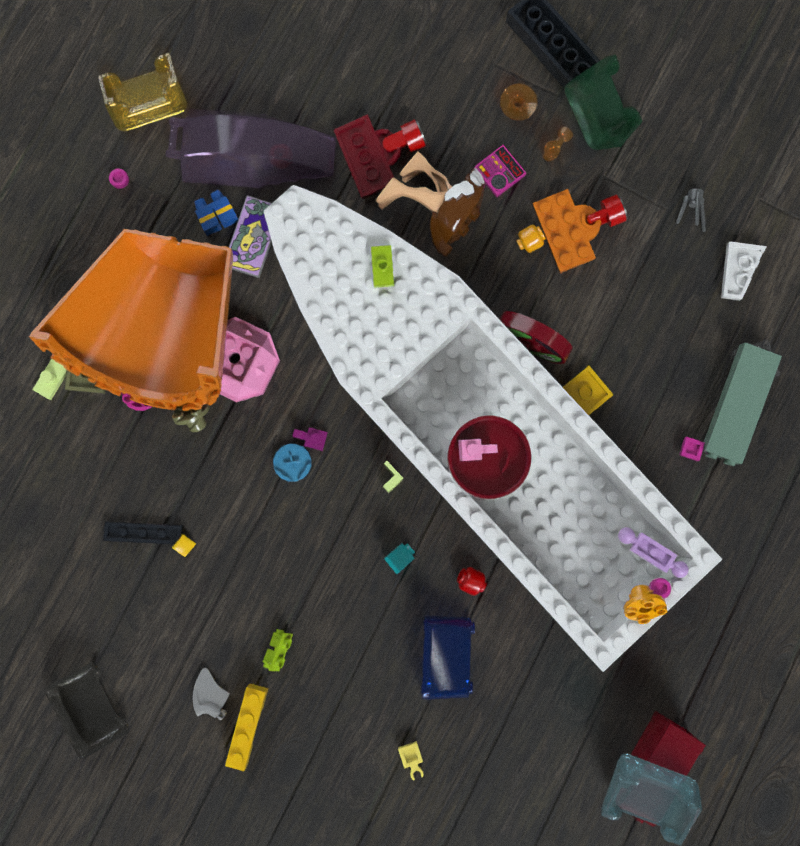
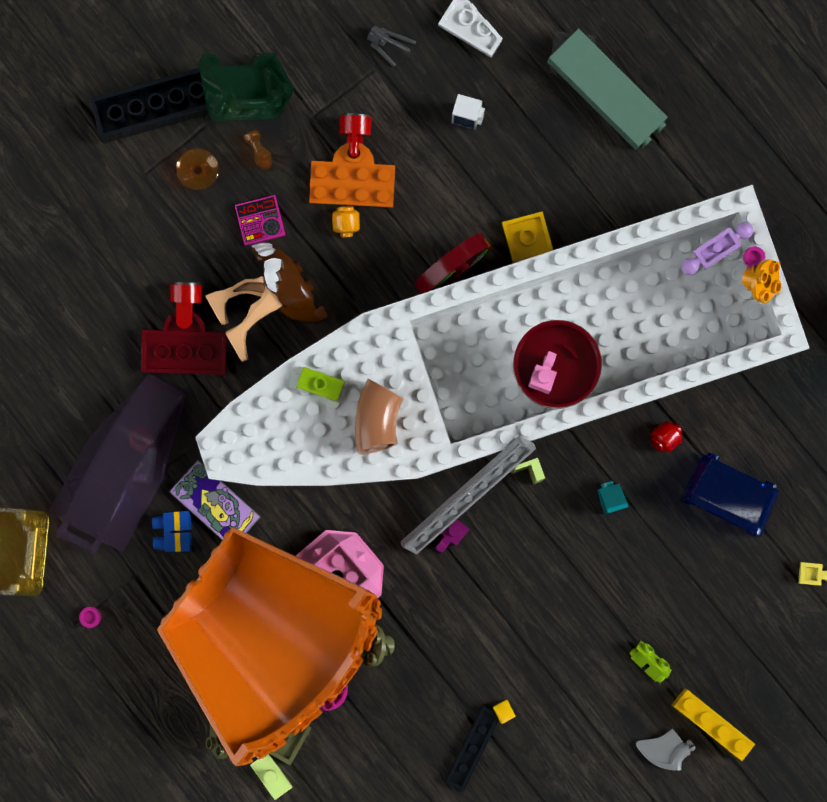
camera: 60 degrees left, 0 degrees up
(292, 462) = (467, 565): dark azure tile -> none
(348, 435) = (468, 494): none -> light grey tile
(373, 323) = (376, 418): none -> nougat brick
(667, 296) = (467, 112): none -> white brick
(692, 449) = (630, 158): dark pink plate -> none

